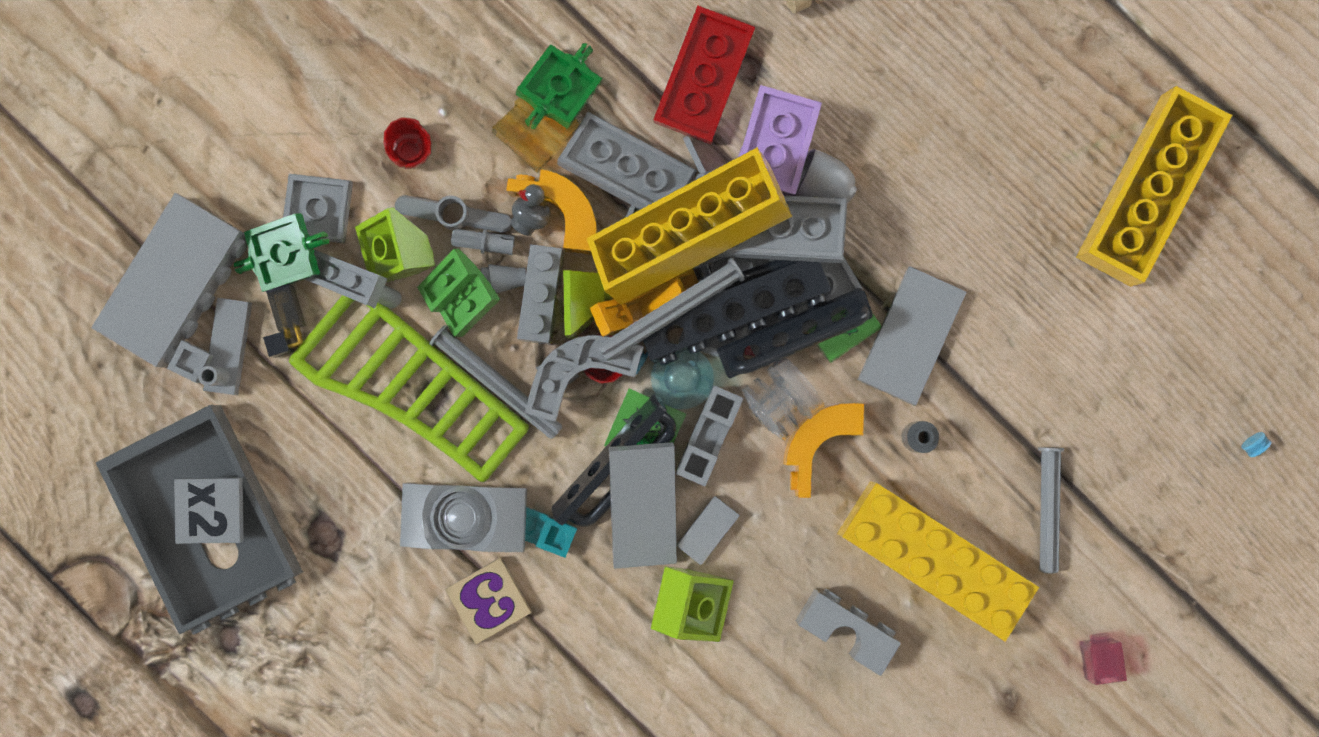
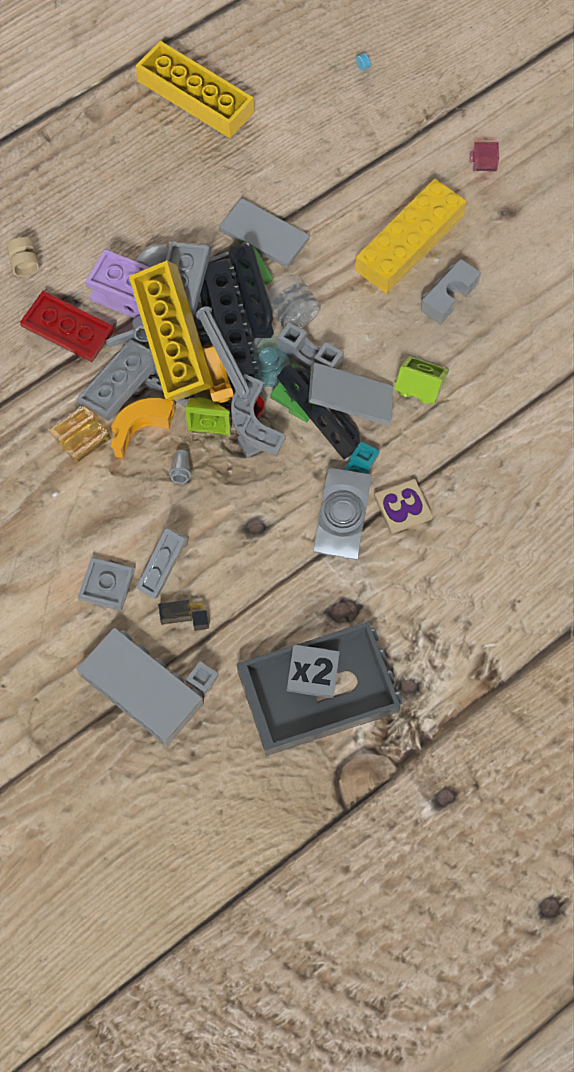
camera: 80 degrees left, 20 degrees down
(227, 346) = (188, 656): light grey piece -> none
(281, 252) = (135, 604): plate -> none
(394, 246) = (142, 531): lime slope -> none
(407, 143) = (74, 513): red hair -> none
(409, 418) = (254, 558): lime bar -> none
(434, 210) = (125, 503): light grey piece -> none
(458, 292) = (186, 492): bright green slope -> none
(483, 241) = (152, 474): light grey axle -> none
(491, 379) = (251, 481): light grey axle -> none
(528, 211) = (138, 439): dark grey animal -> none
(539, 294) = (211, 443): light grey arch -> none
(559, 86) = (55, 411): green plate -> none
(707, 530) = (373, 365): light grey tile -> none
(803, 443) = (330, 301): light orange arch -> none
(910, 437) = (330, 233): dark grey brick -> none
(1050, 509) = (387, 172): light grey axle -> none

